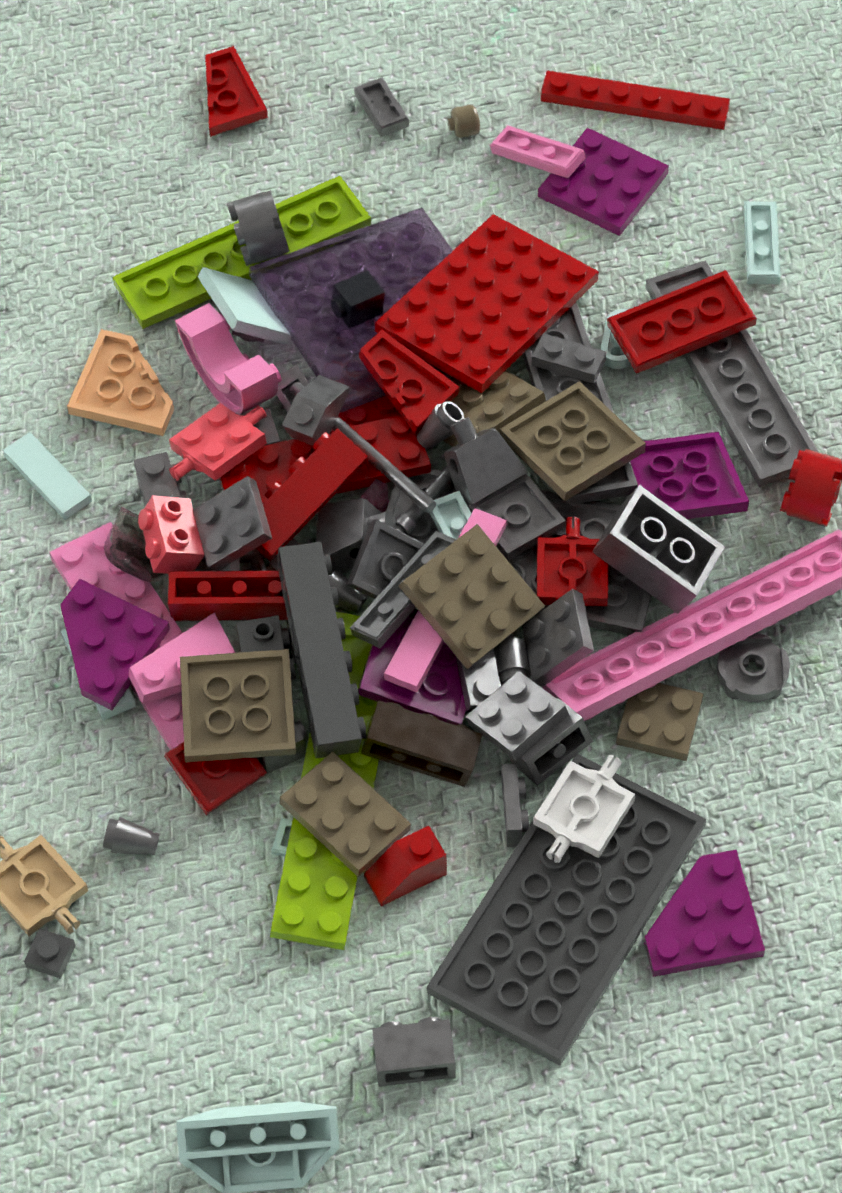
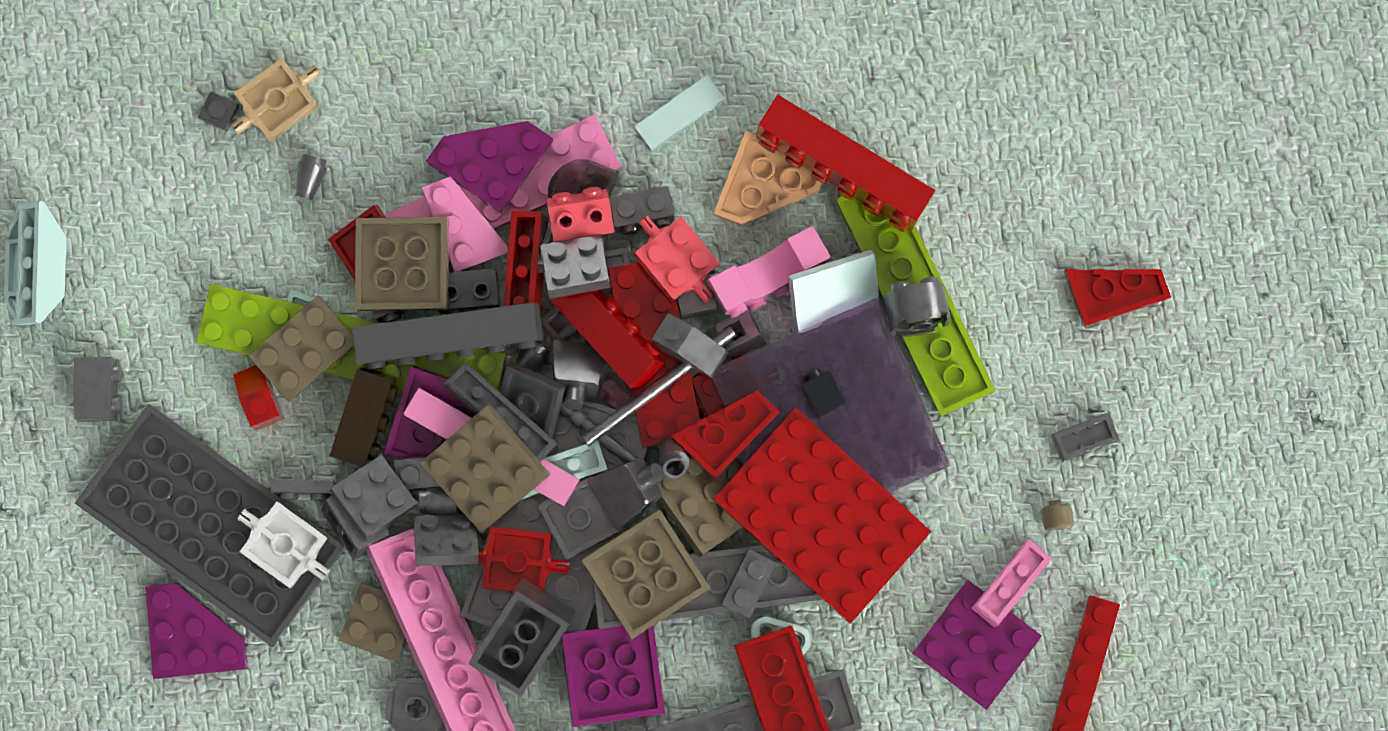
camera: 90 degrees right, 25 degrees up
(104, 298) = (844, 164): none -> red brick

